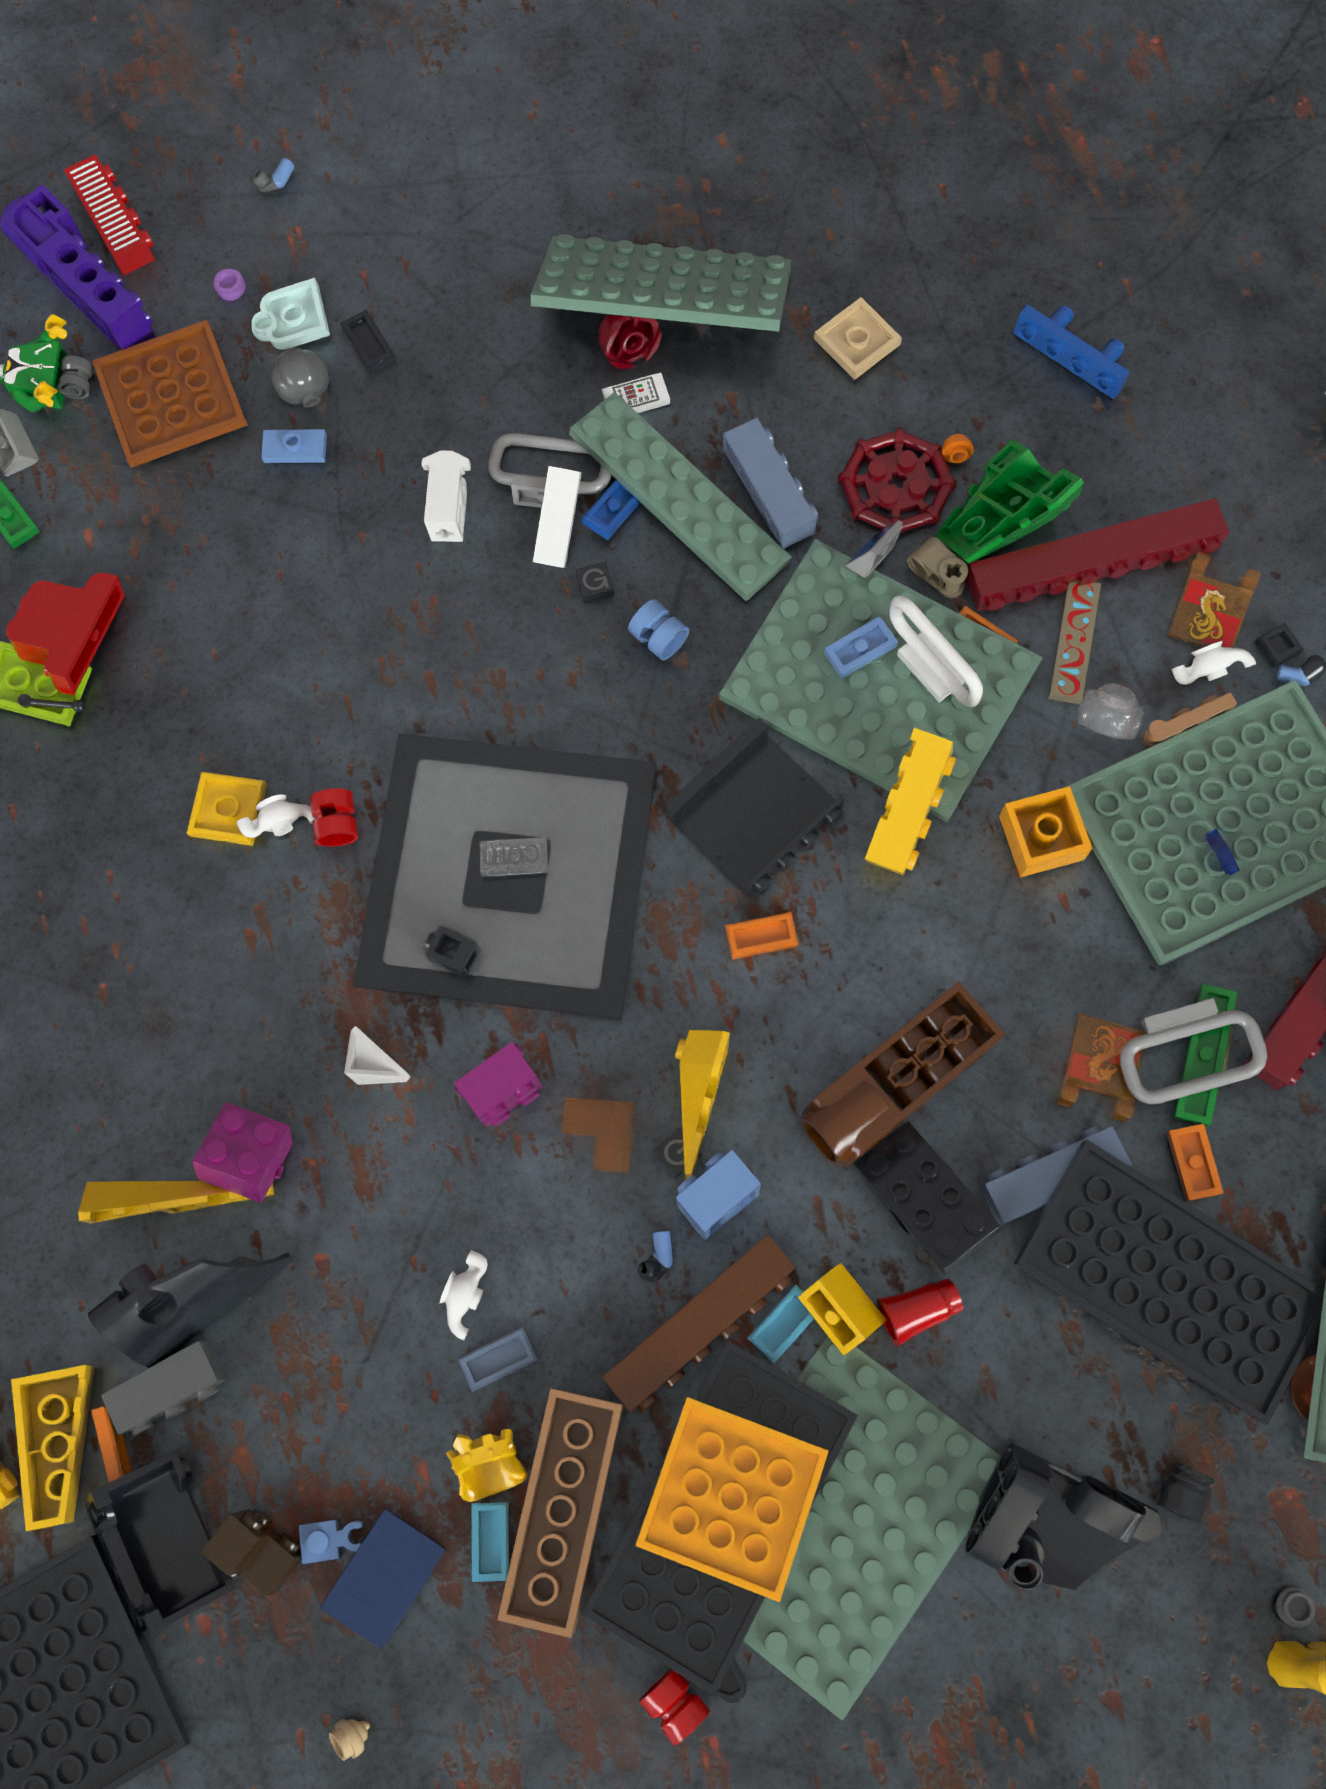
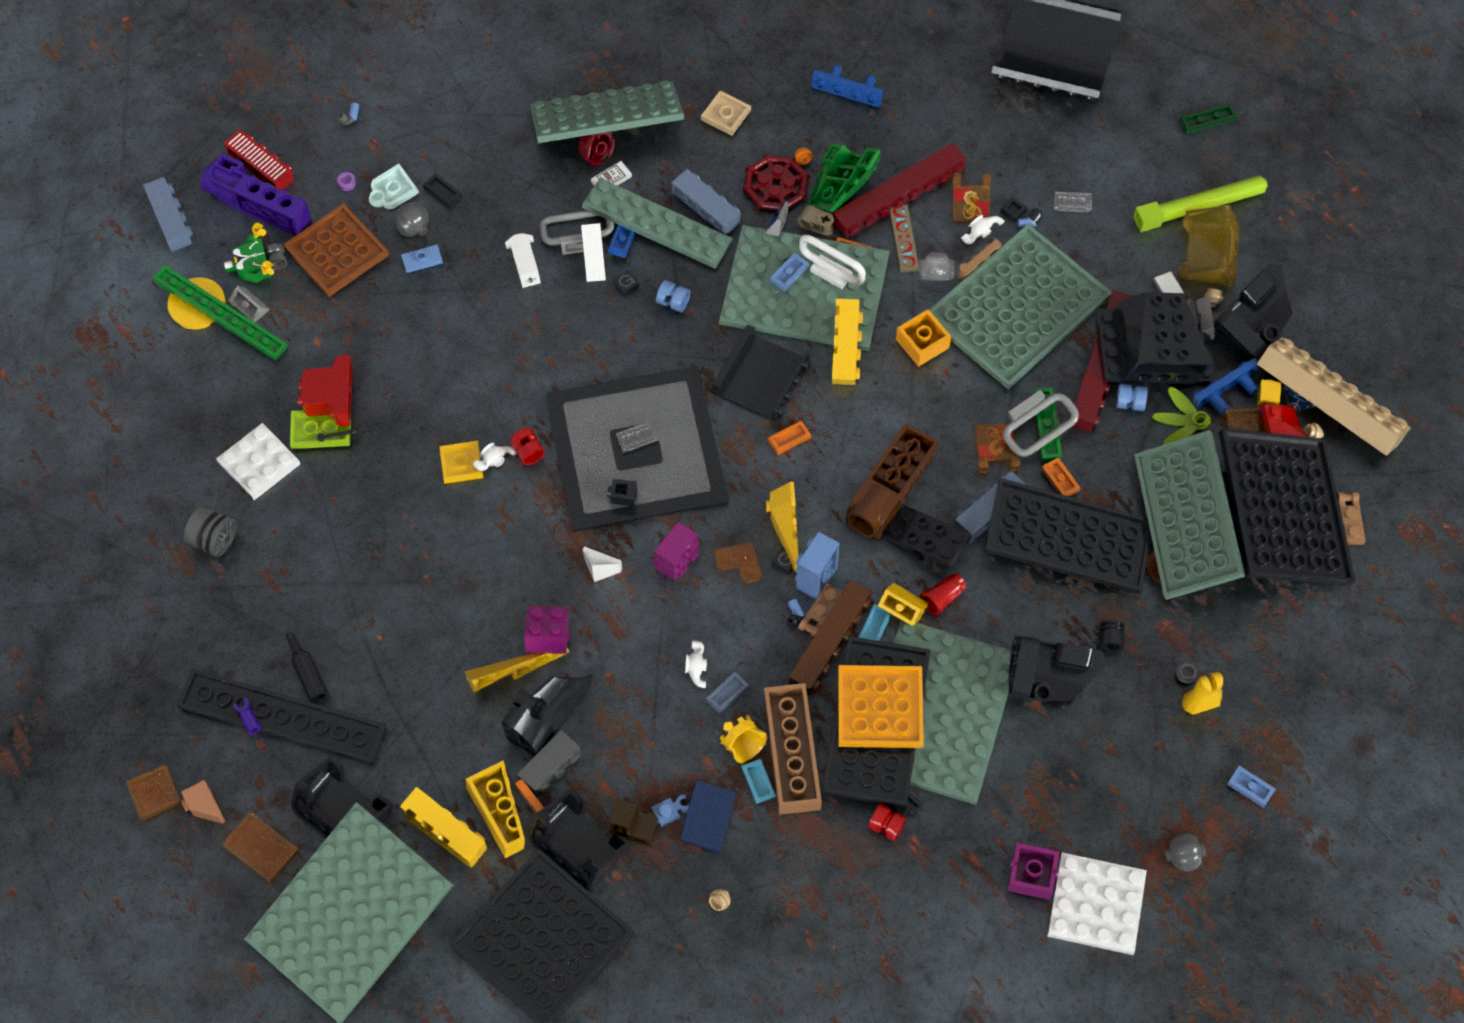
camera: 25 degrees left, 10 degrees down
(704, 1264) = (820, 609): none -> medium nougat plate
(1222, 852) = (1014, 315): clear blue tile -> none

